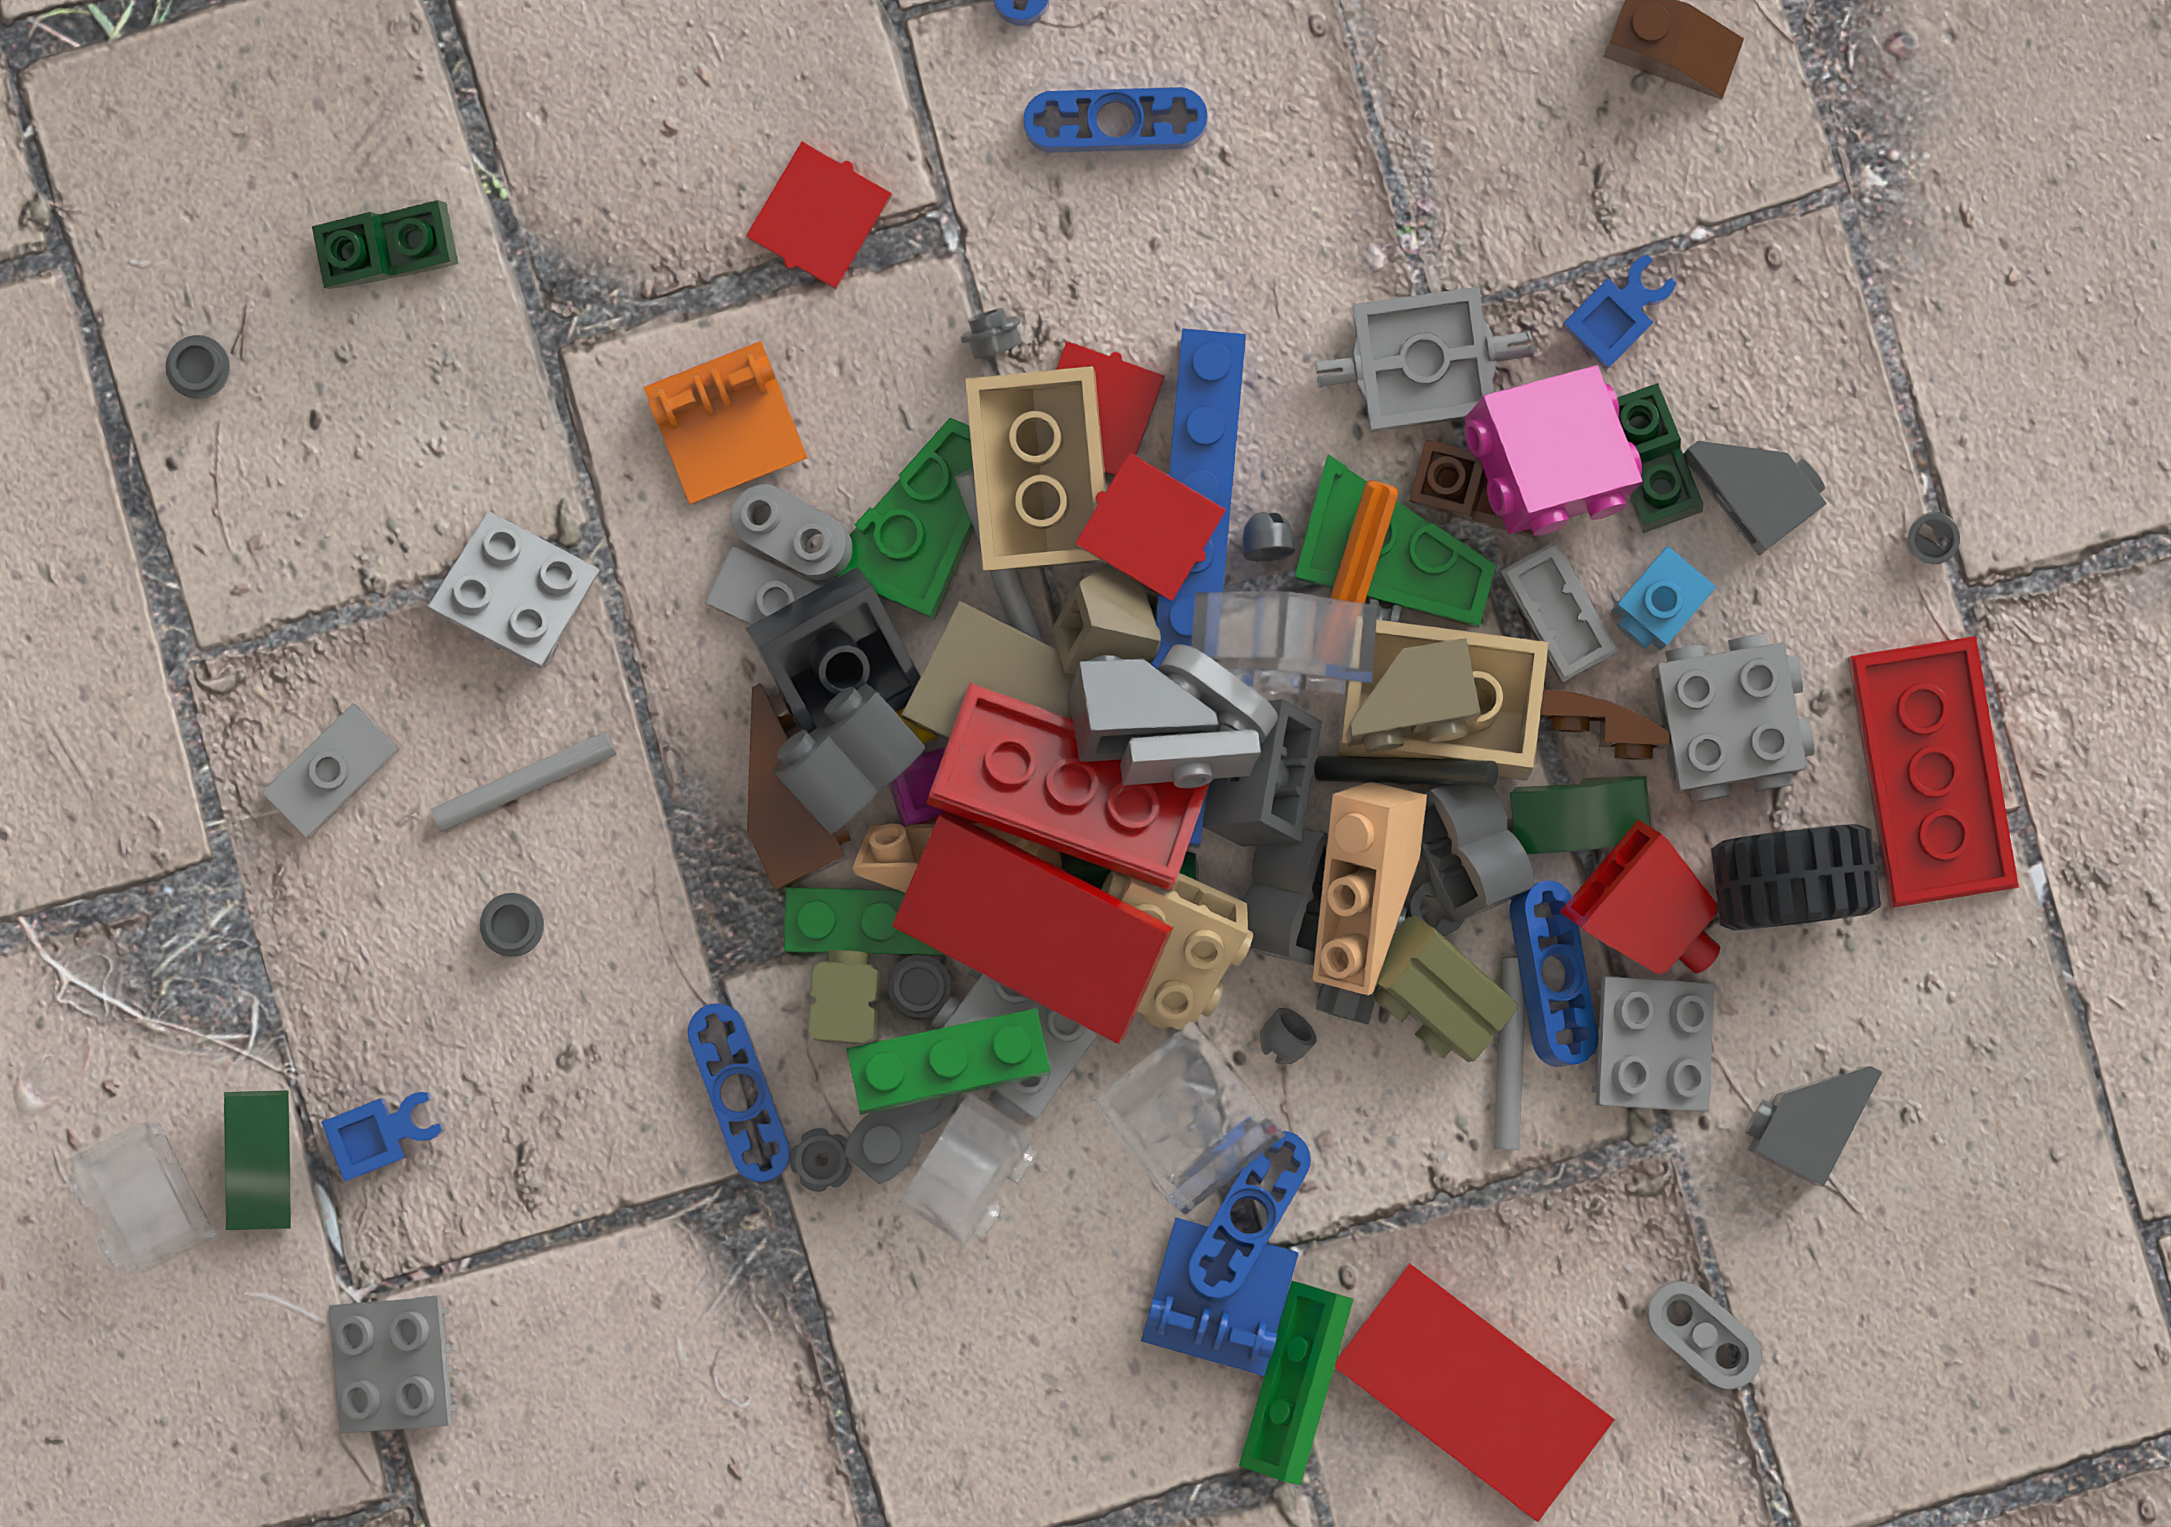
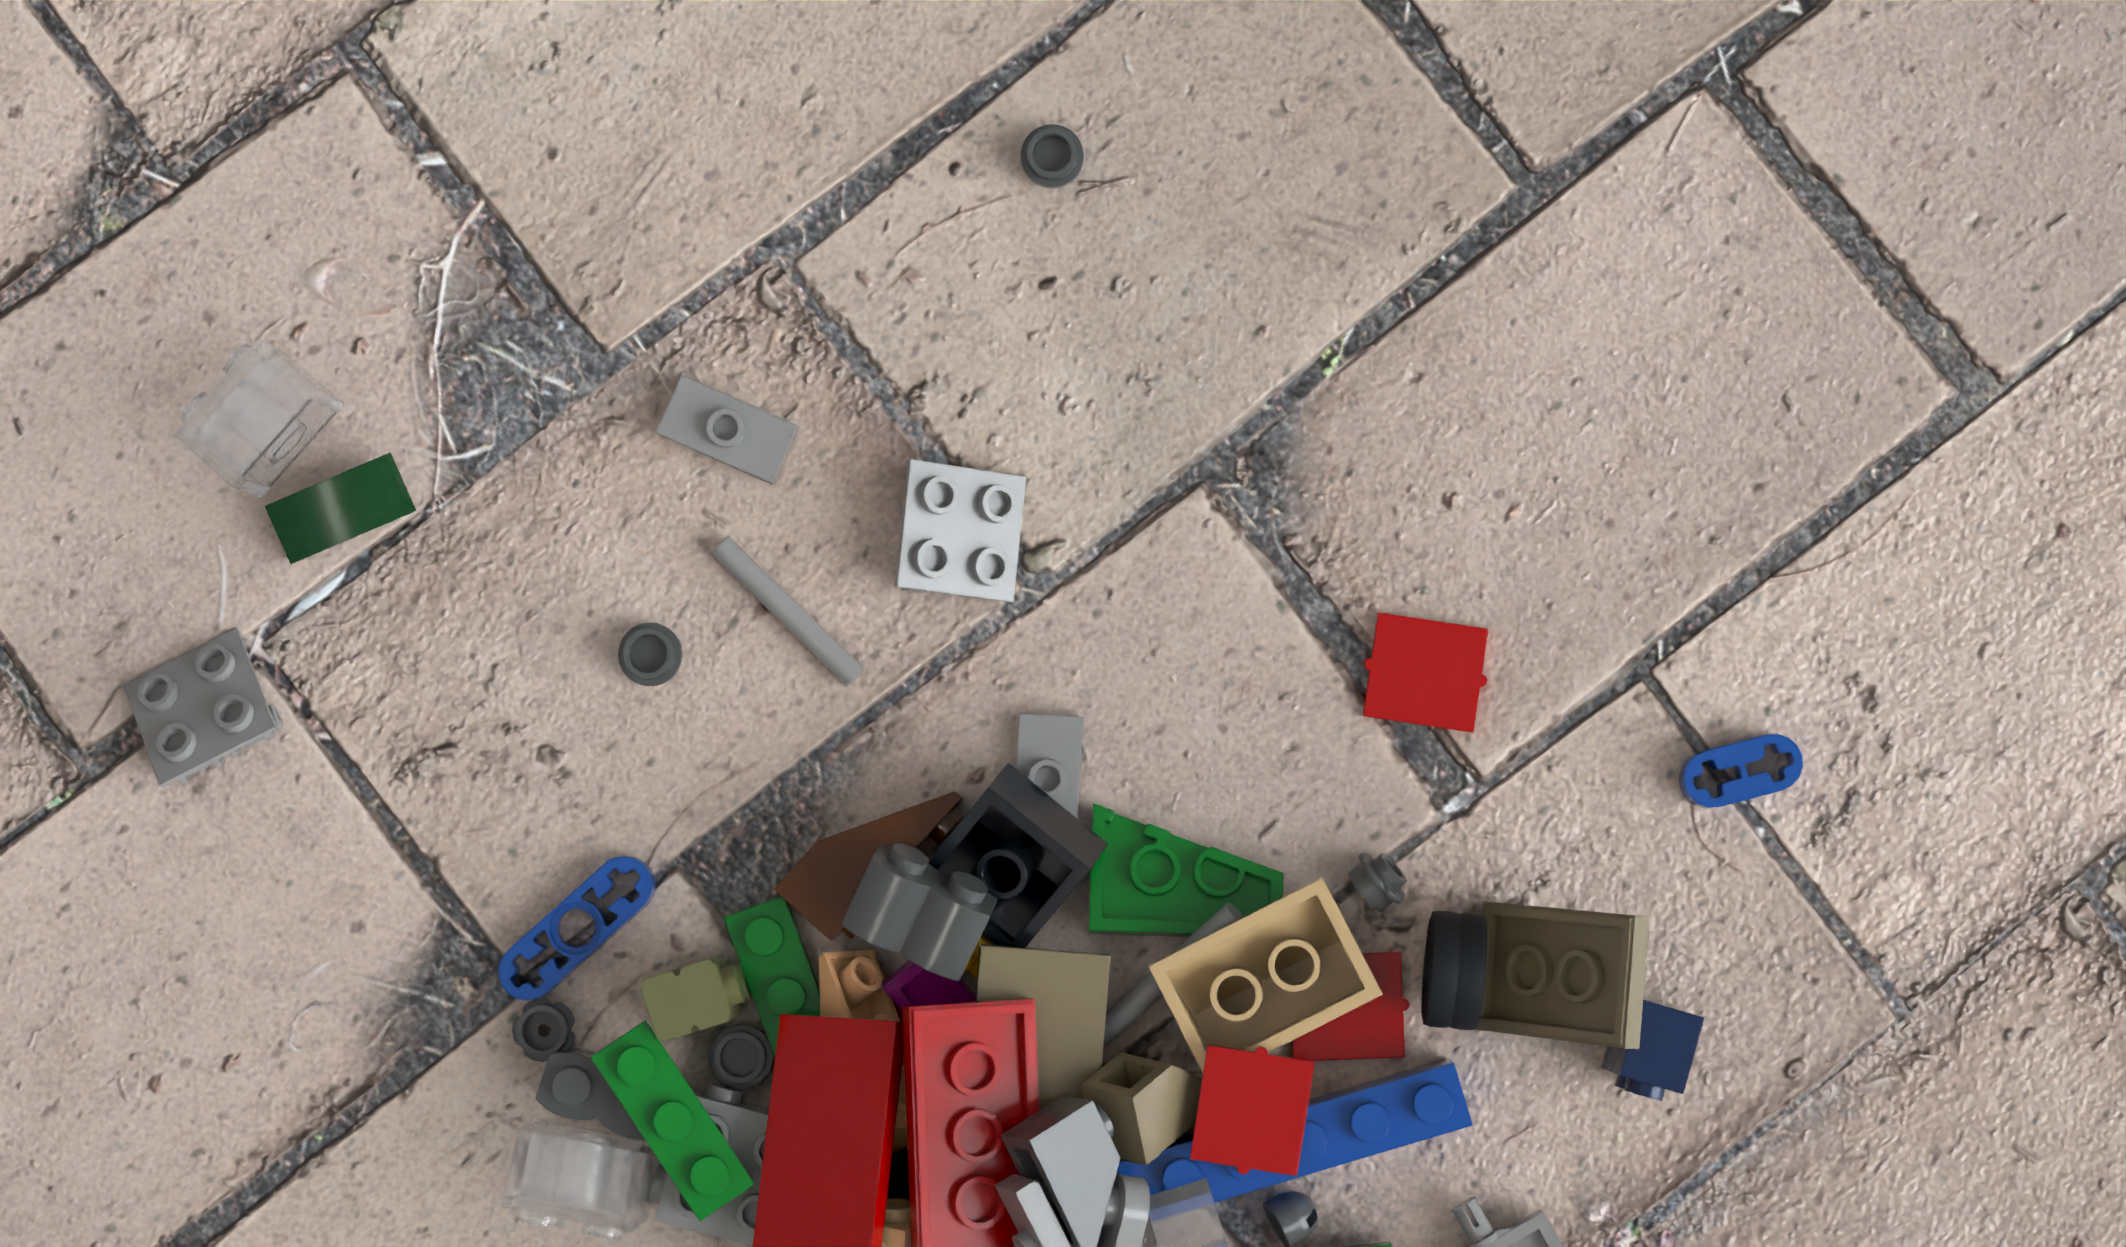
camera: 75 degrees right, 0 degrees up
(371, 1136) = (403, 605): blue plate -> none
(385, 245) = (1234, 282): dark green slope -> none
(725, 422) = (1195, 664): orange hinge -> none
(789, 530) = (1116, 765): light grey plate -> none
(1099, 295) = (1454, 970): none -> black tyre
(1131, 98) = (1621, 865): blue beam -> none
(1140, 198) = (1564, 974): none -> dark tan tile
(1239, 143) = (1664, 1053): none -> dark blue brick

